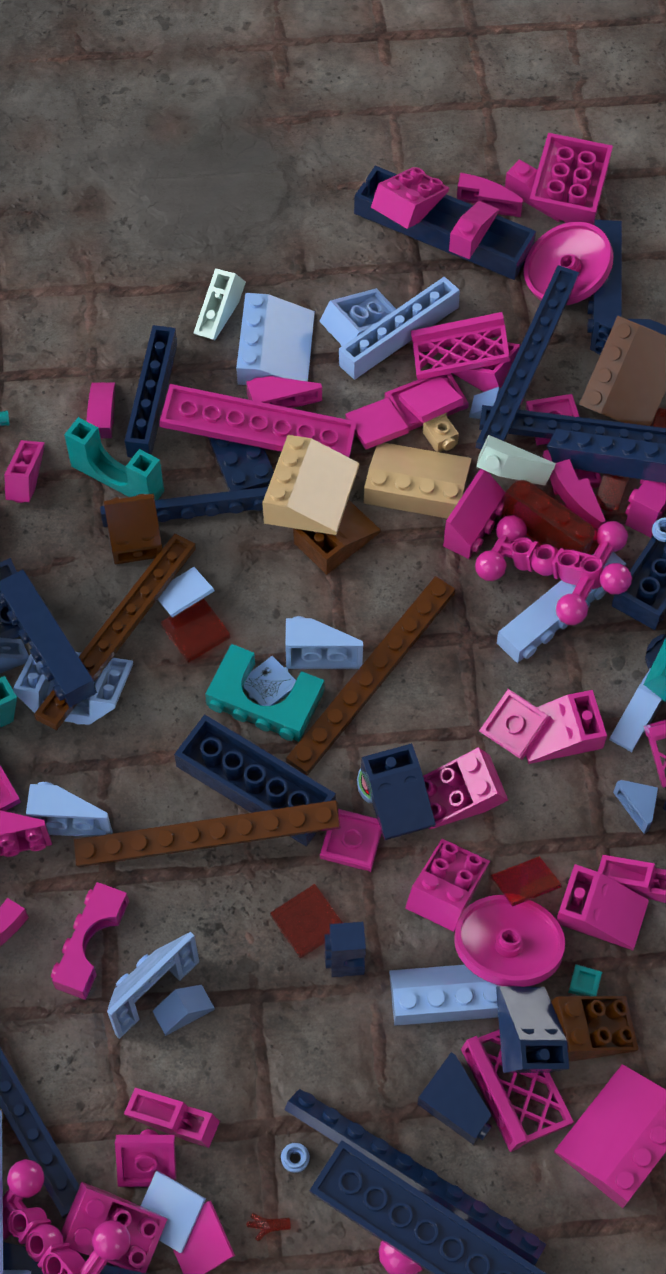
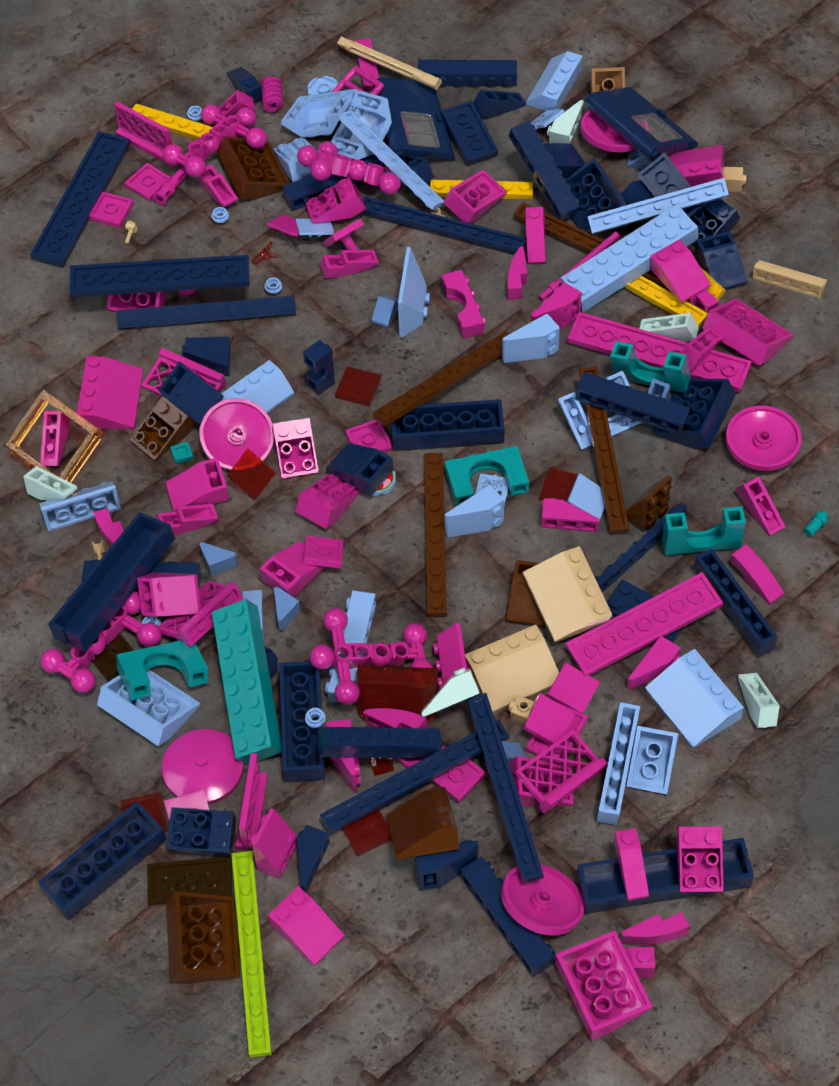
camera: 145 degrees right, 5 degrees down
(229, 596) = (565, 516): none -> dark pink slope
(604, 688) = (286, 607): none -> medium blue slope

